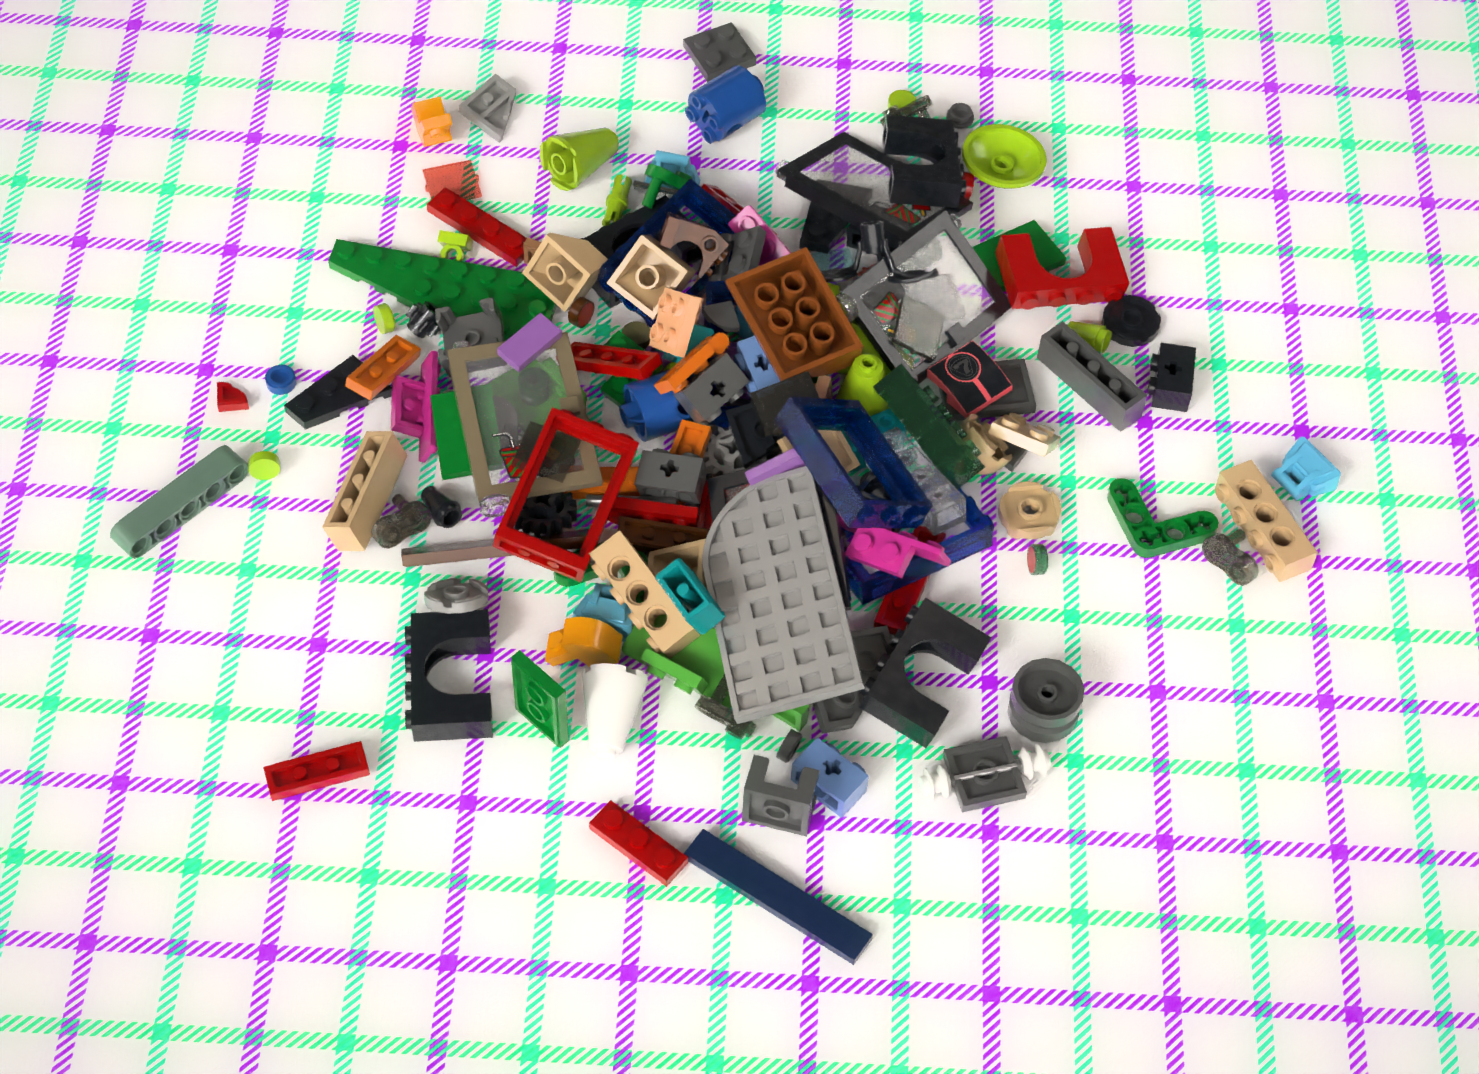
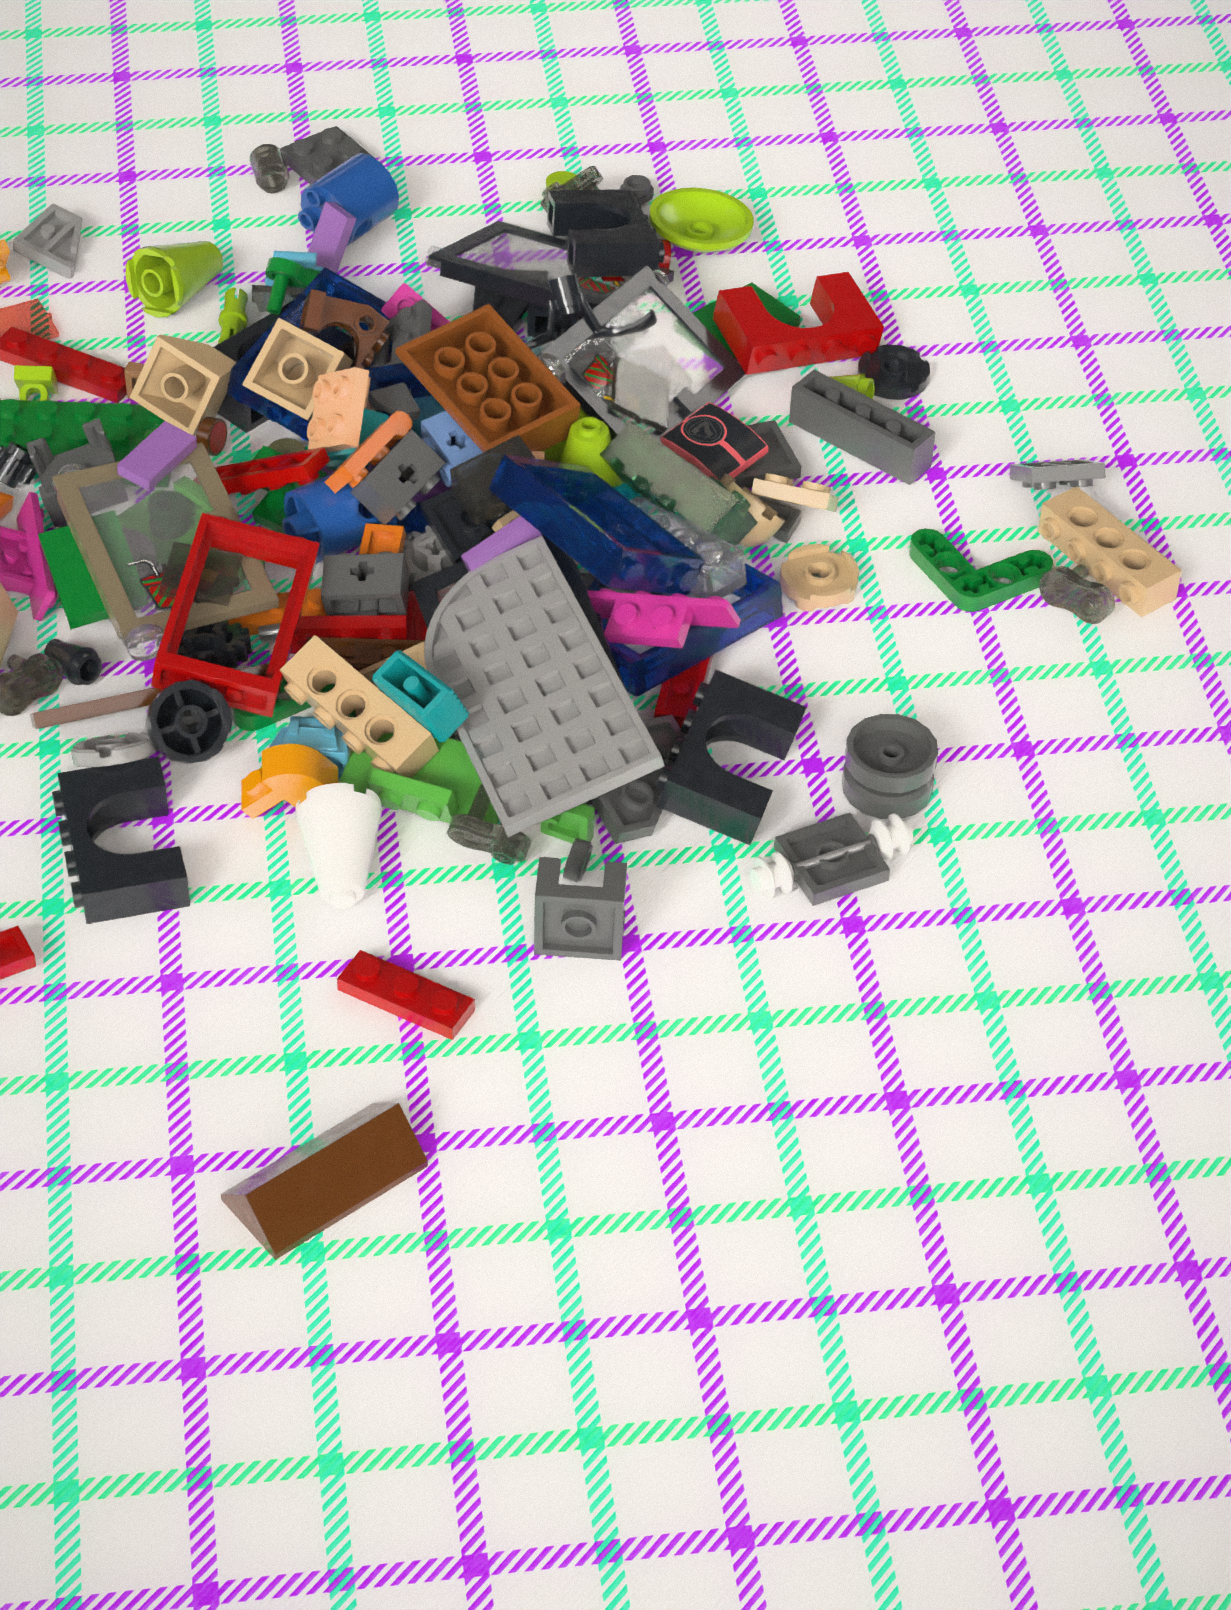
camera: 10 degrees left, 10 degrees down
(515, 582) = (188, 722): none -> black cylinder
(540, 699) = (248, 838): green tile -> none
(550, 993) = (327, 1178): none -> reddish brown slope
(671, 58) = (269, 168): none -> clear smoke brick
(704, 140) = (332, 235): none -> medium lavender tile
(778, 896) = (601, 1028): dark blue tile -> none
(839, 780) = (653, 887): medium blue brick -> none
(1037, 559) = (841, 624): clear green tile -> none
(1173, 377) = (959, 419): black brick -> none
(1242, 441) = (1068, 472): none -> plate
(1309, 469) = (1145, 495): medium azure piece -> none

